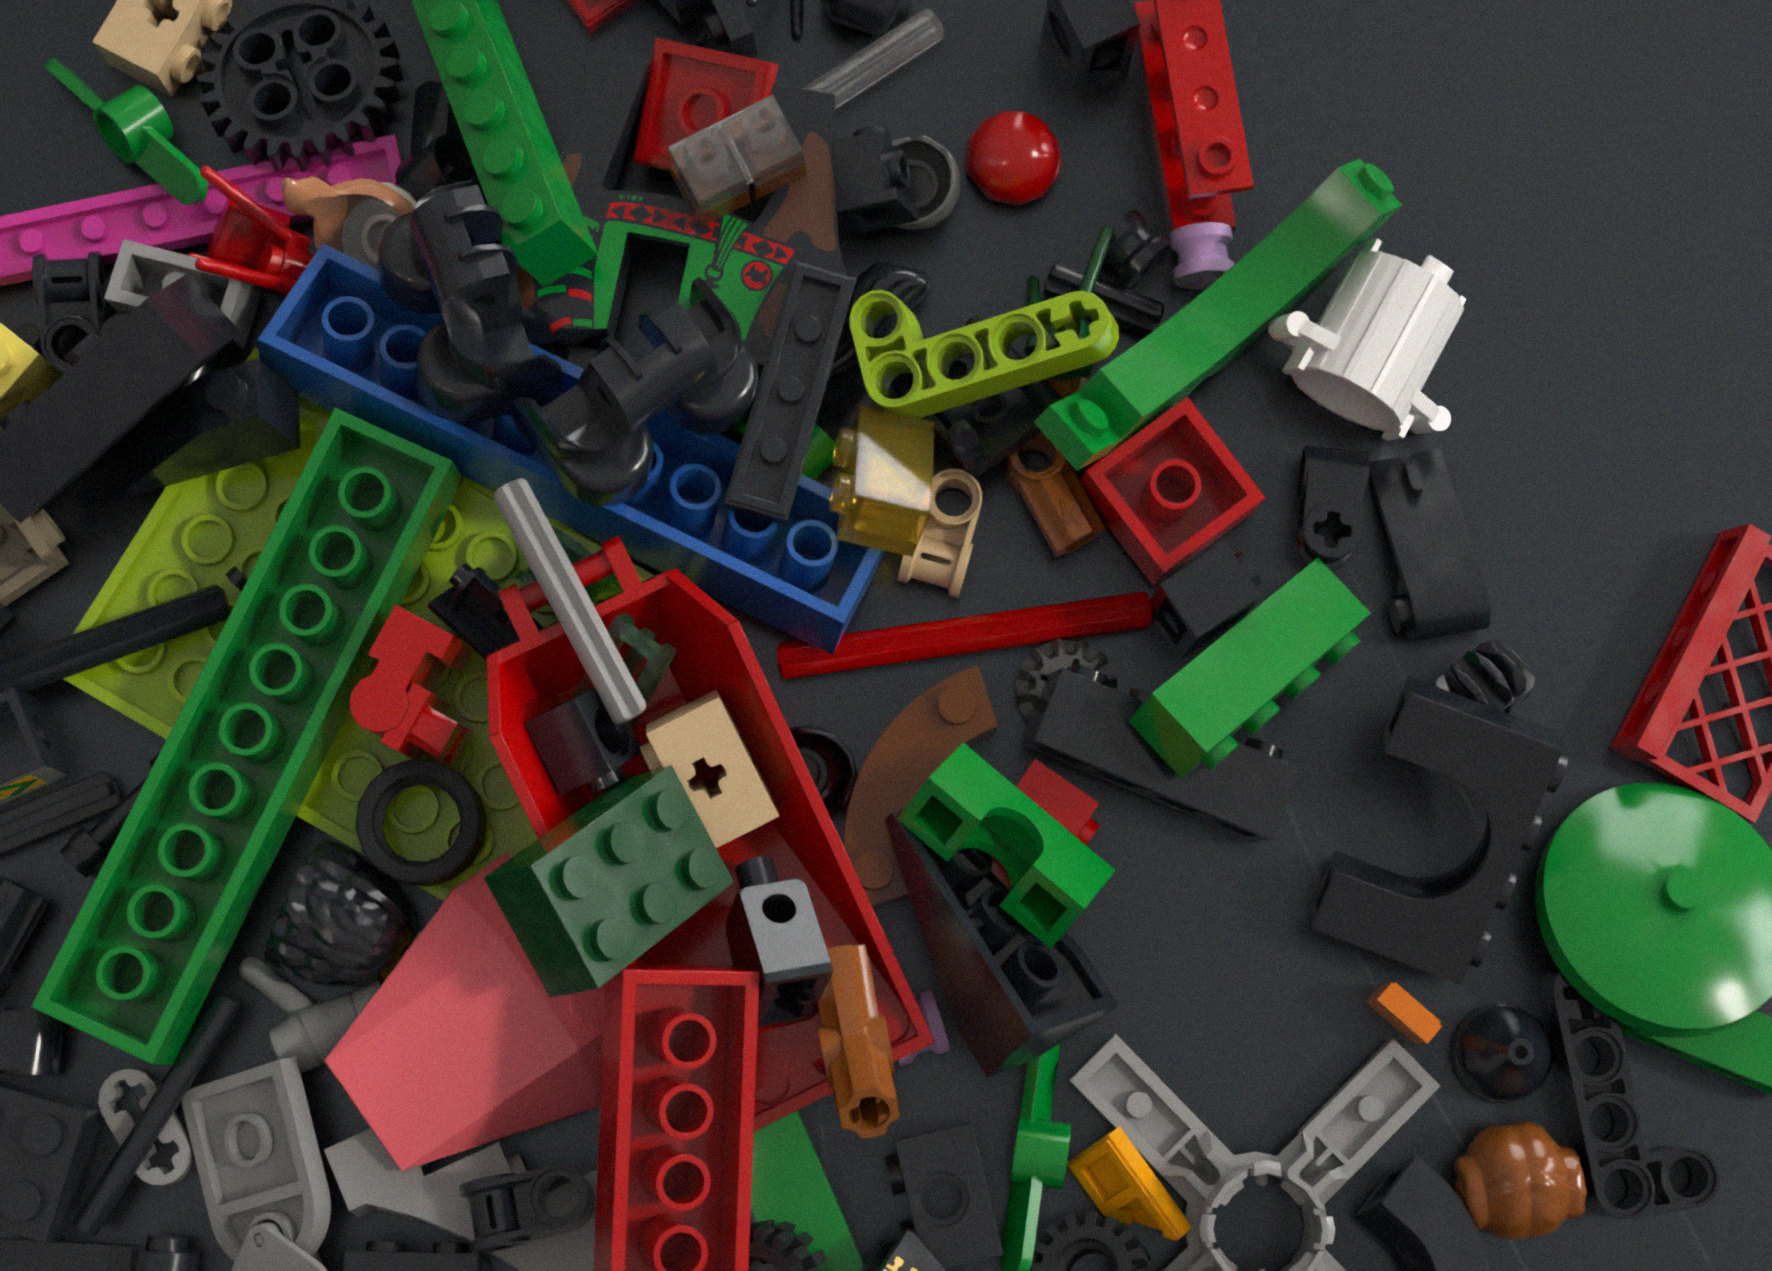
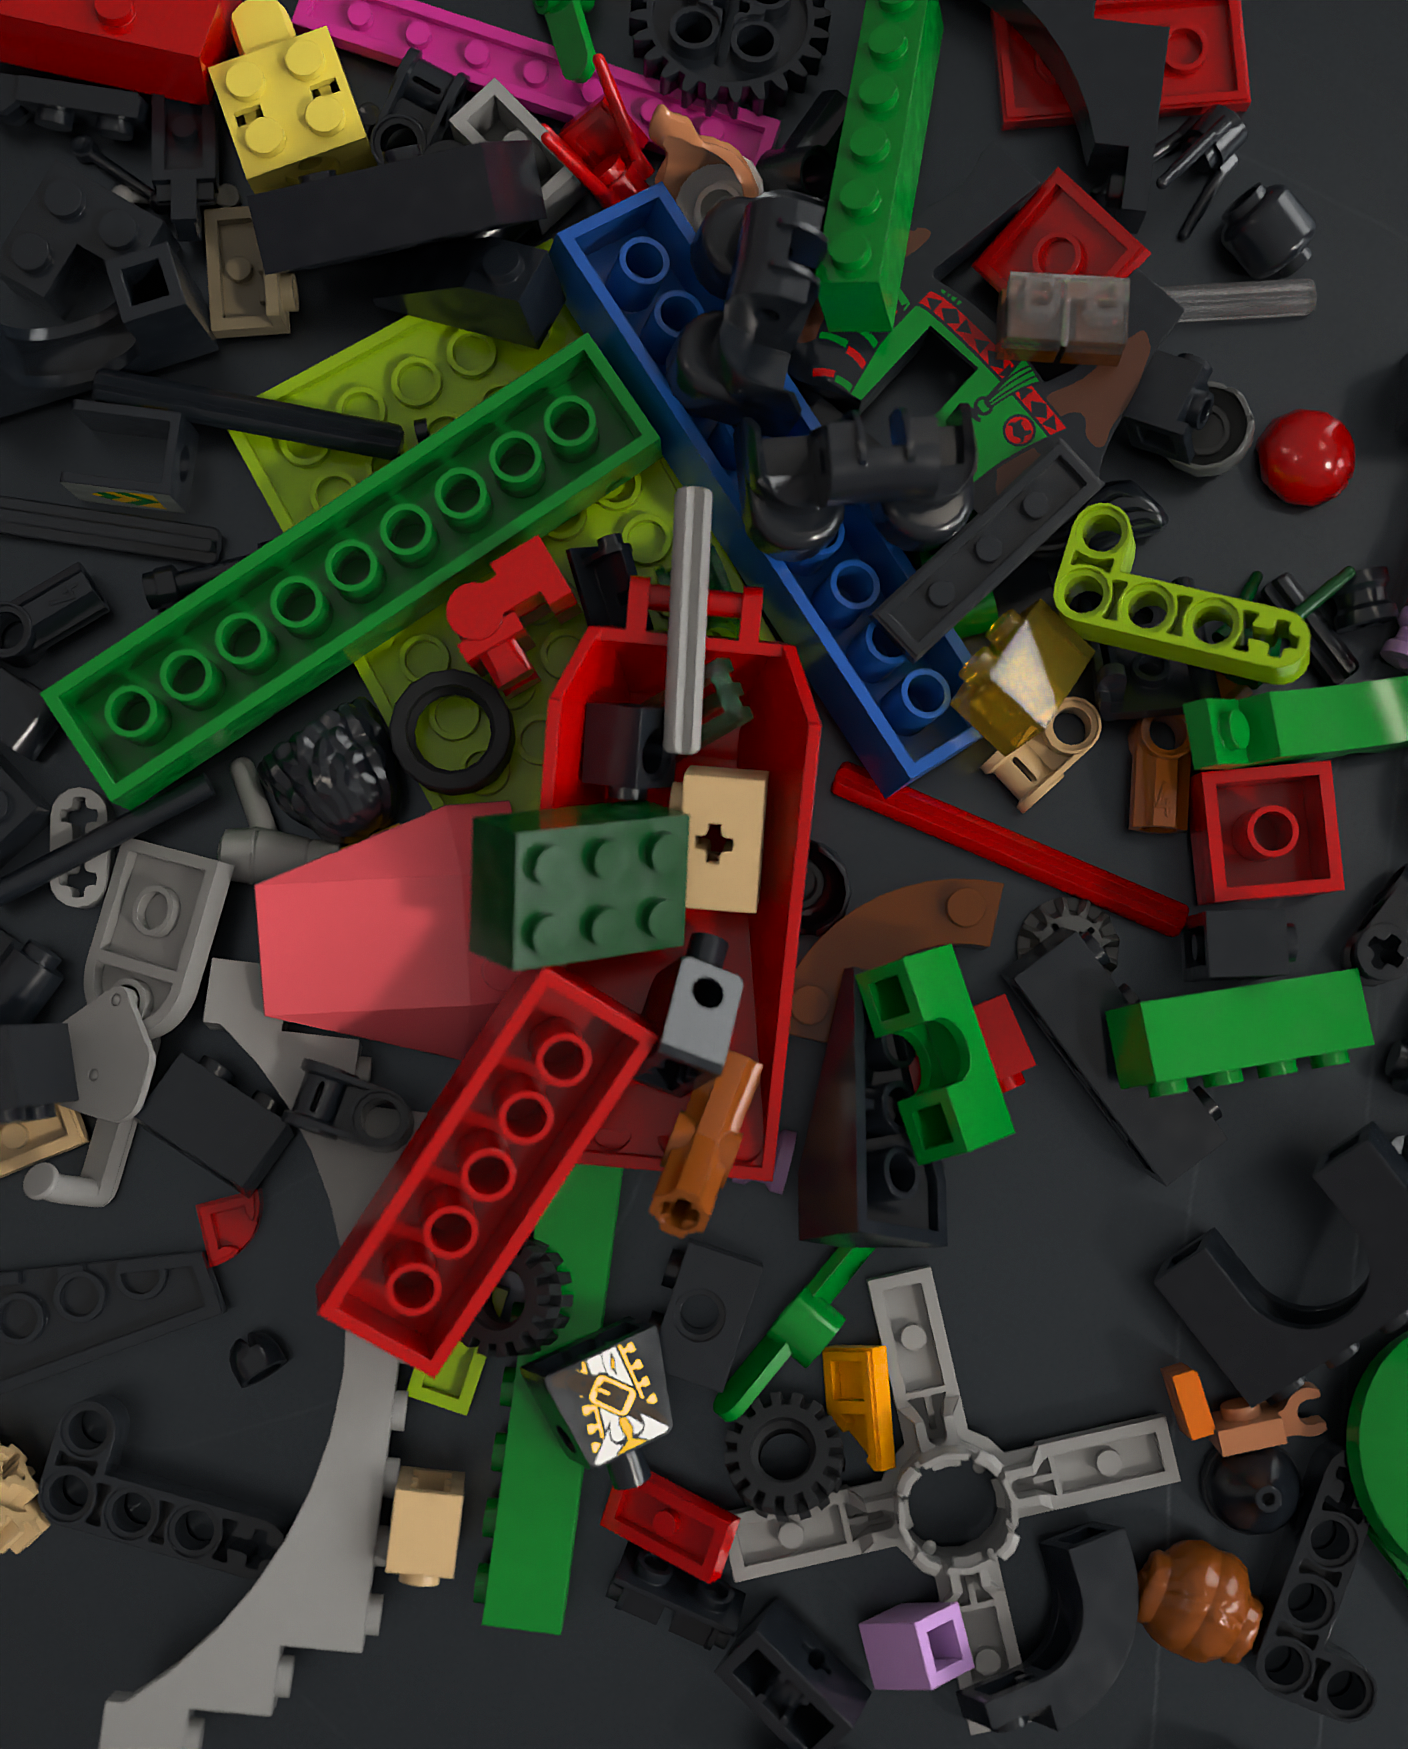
camera: 40 degrees right, 5 degrees up
(1468, 1004) = (1249, 1429): none -> nougat plate

